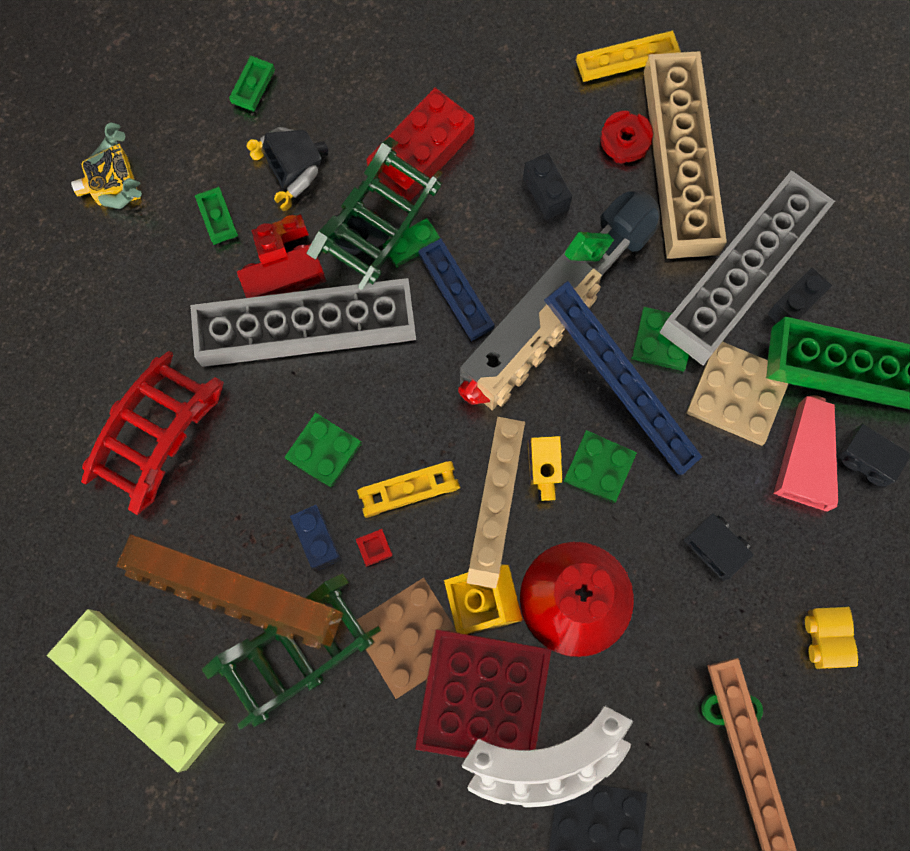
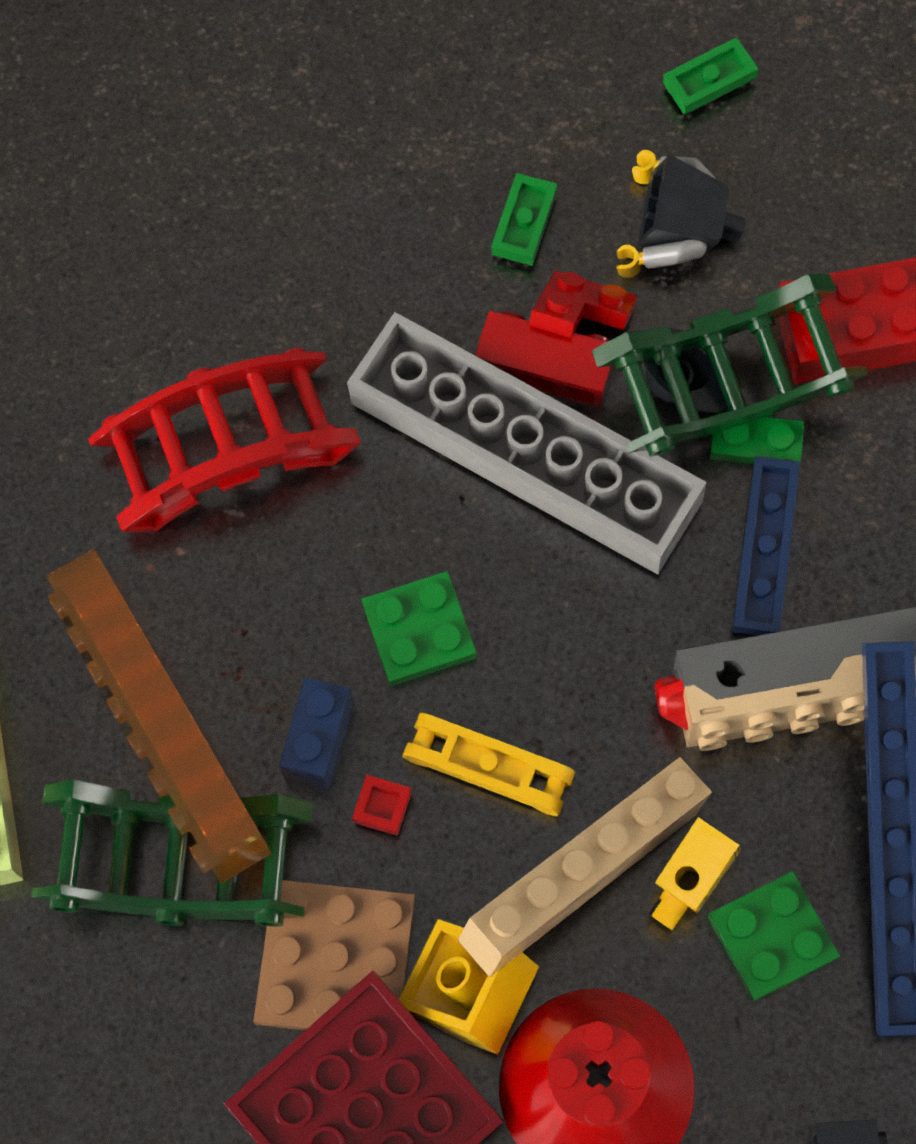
camera: 45 degrees right, 5 degrees down
(108, 173) = (430, 68): torso -> none

